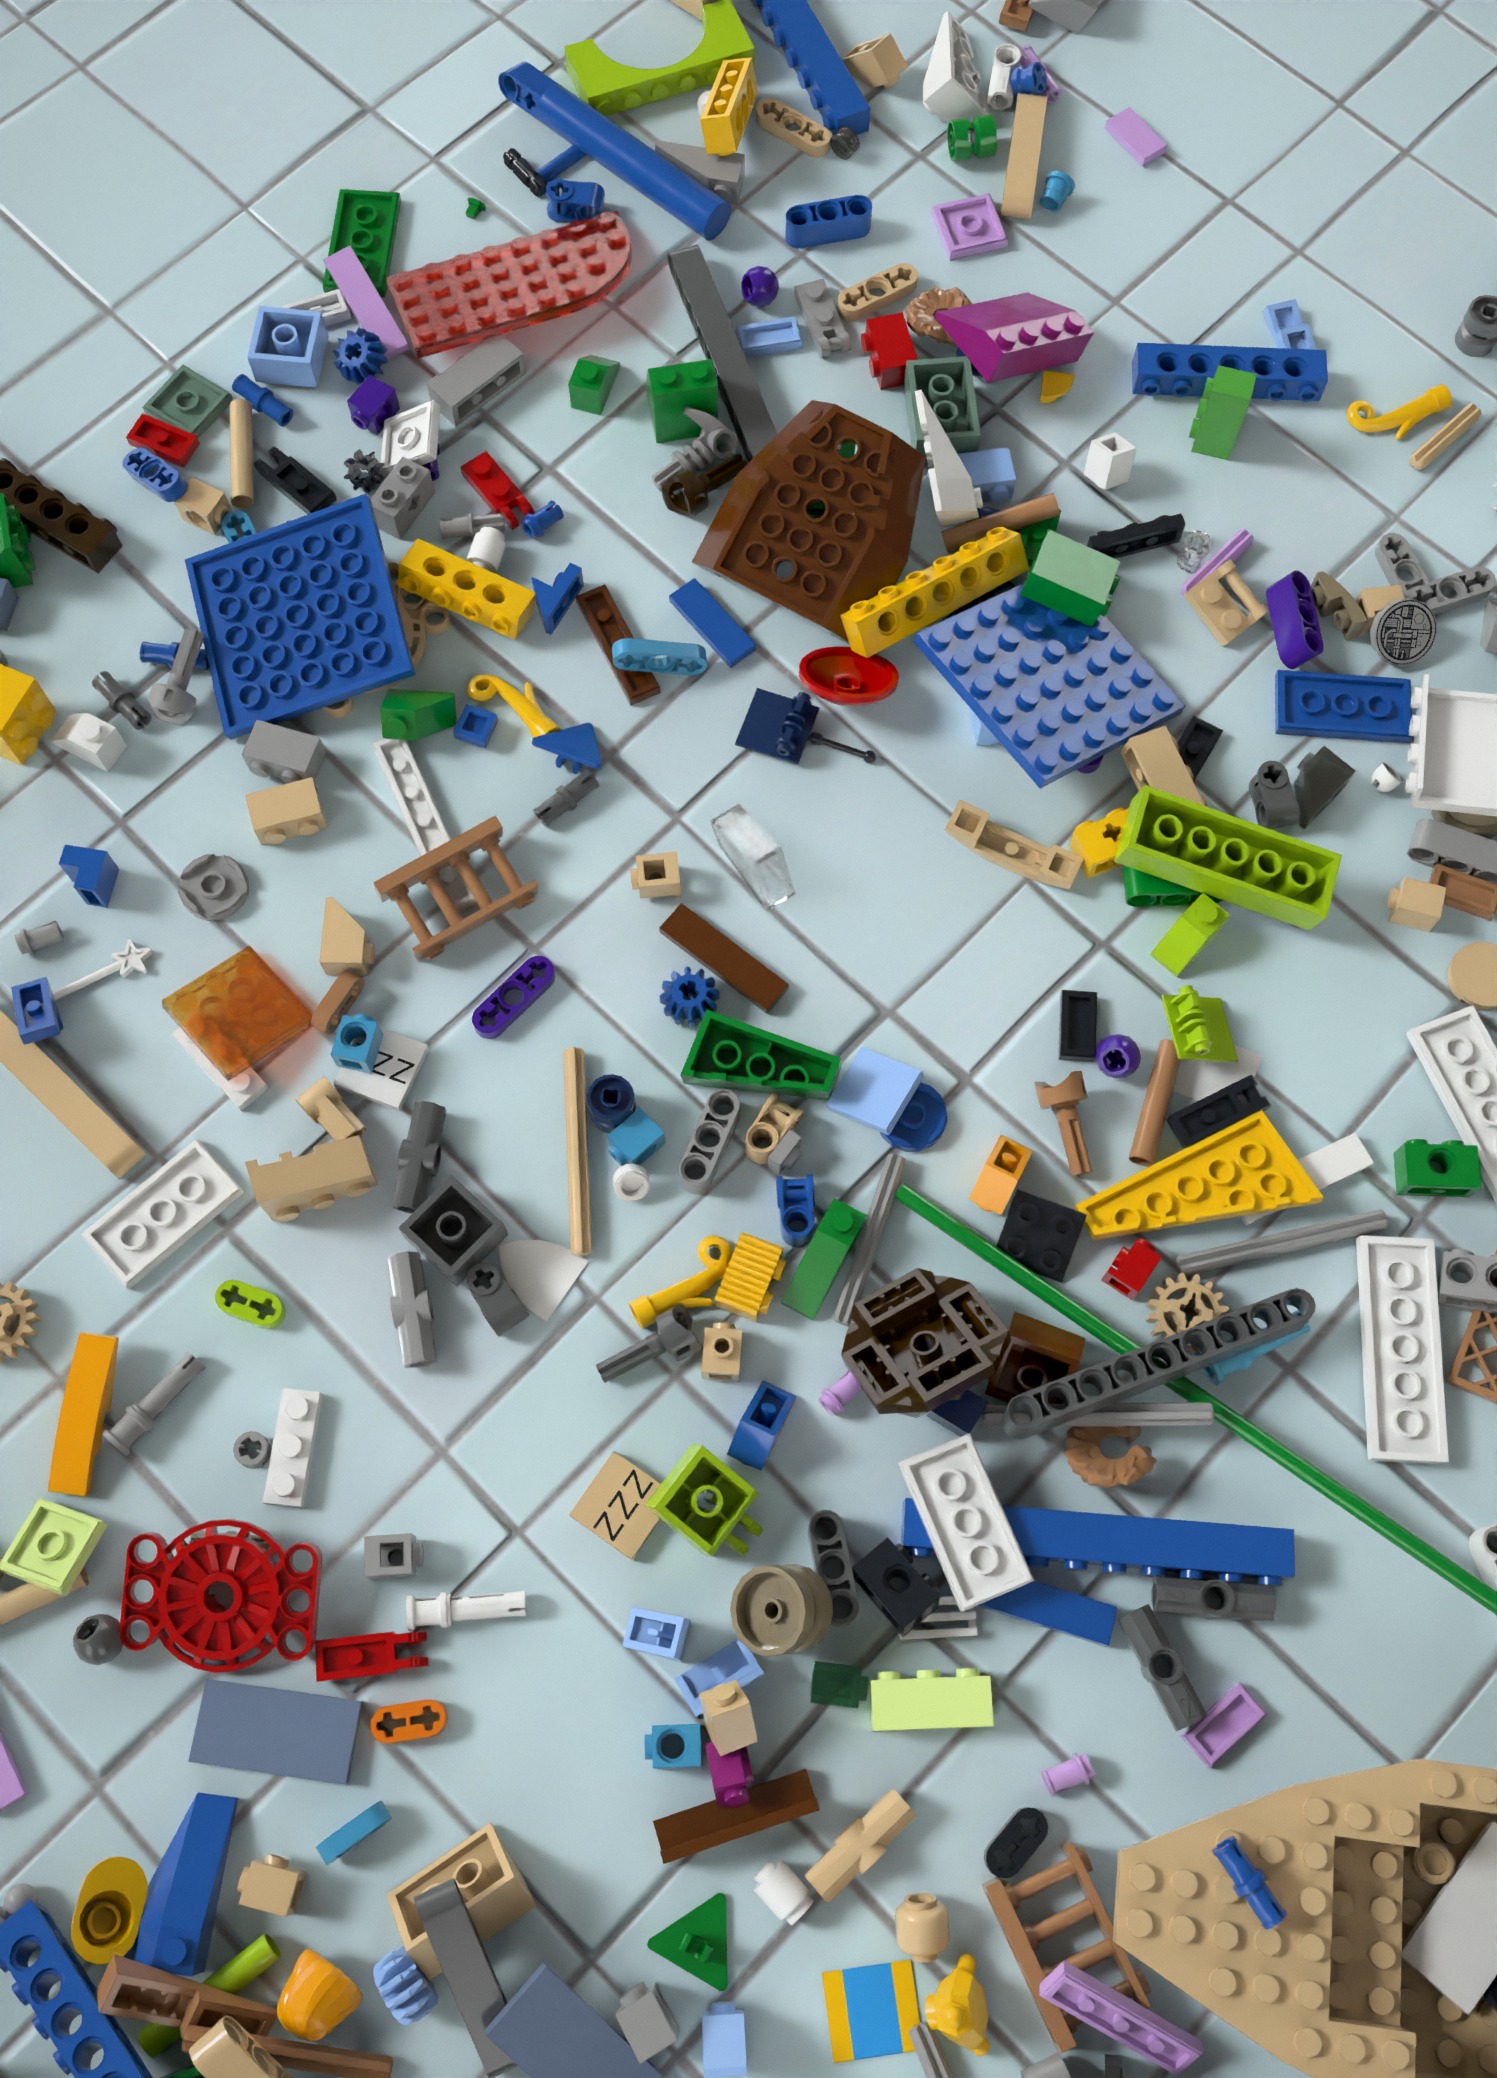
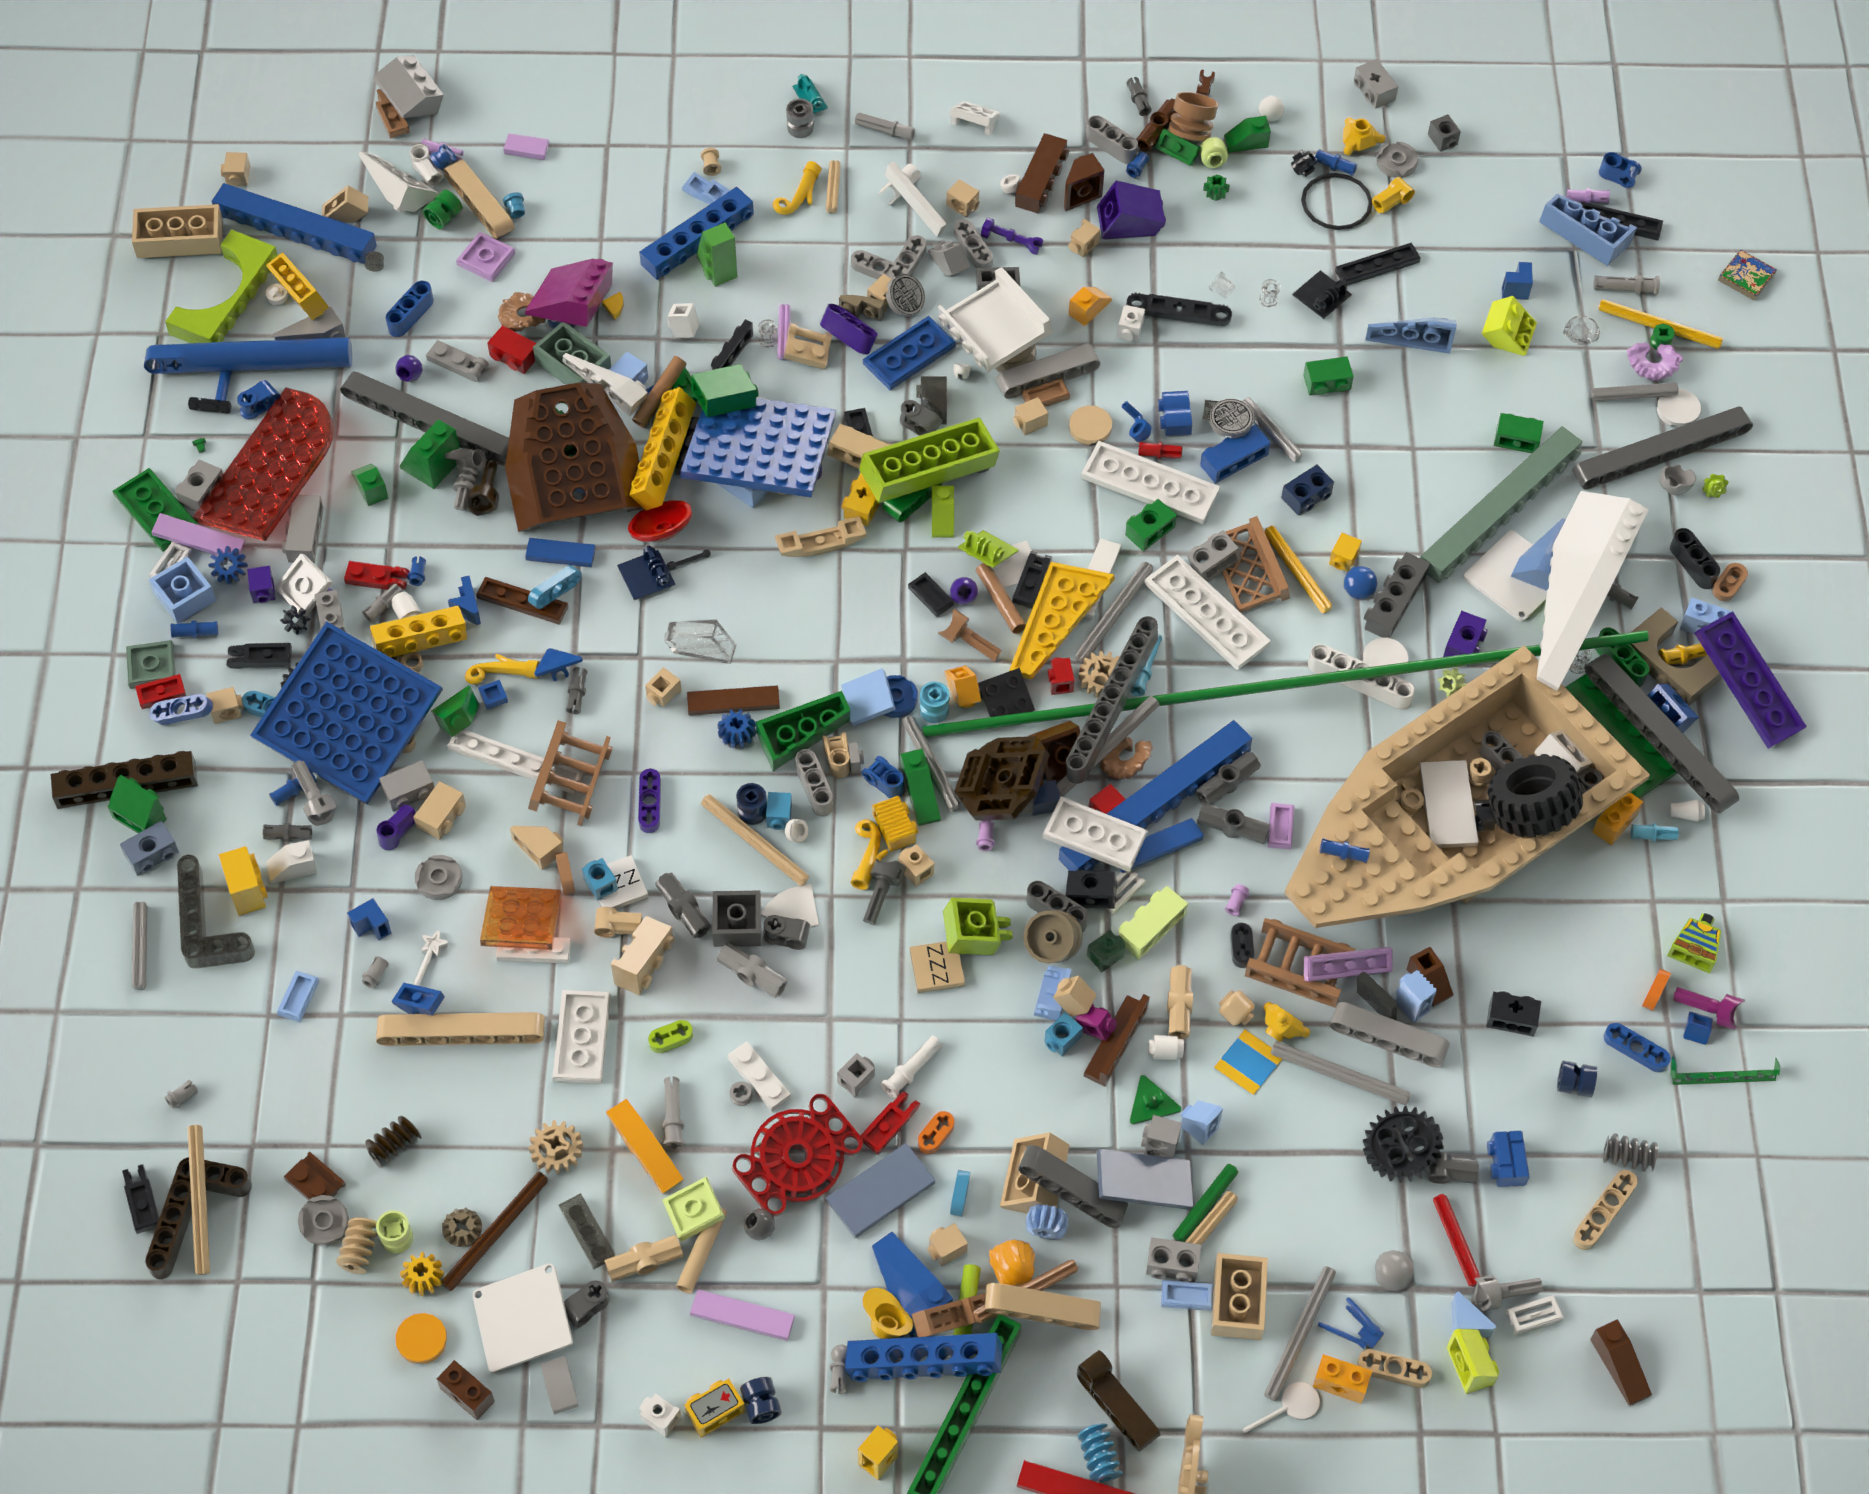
camera: 45 degrees left, 10 degrees down
(228, 790) = (396, 826): none -> dark purple piece
(241, 454) = (213, 664): tan piece -> none
(422, 245) = (198, 484): none -> light grey brick
(657, 1634) = (1010, 998): light blue slope -> none
(761, 1425) = (965, 878): blue slope -> none
(769, 337) = (440, 389): light blue tile -> none
(810, 138) = (350, 267): tan beam -> none
(870, 303) = (471, 317): tan beam -> none
(944, 1166) = (934, 702): none -> medium azure wheel
(1024, 1487) = (1106, 799): none -> red brick
(1322, 308) = (710, 158): none -> tan bush

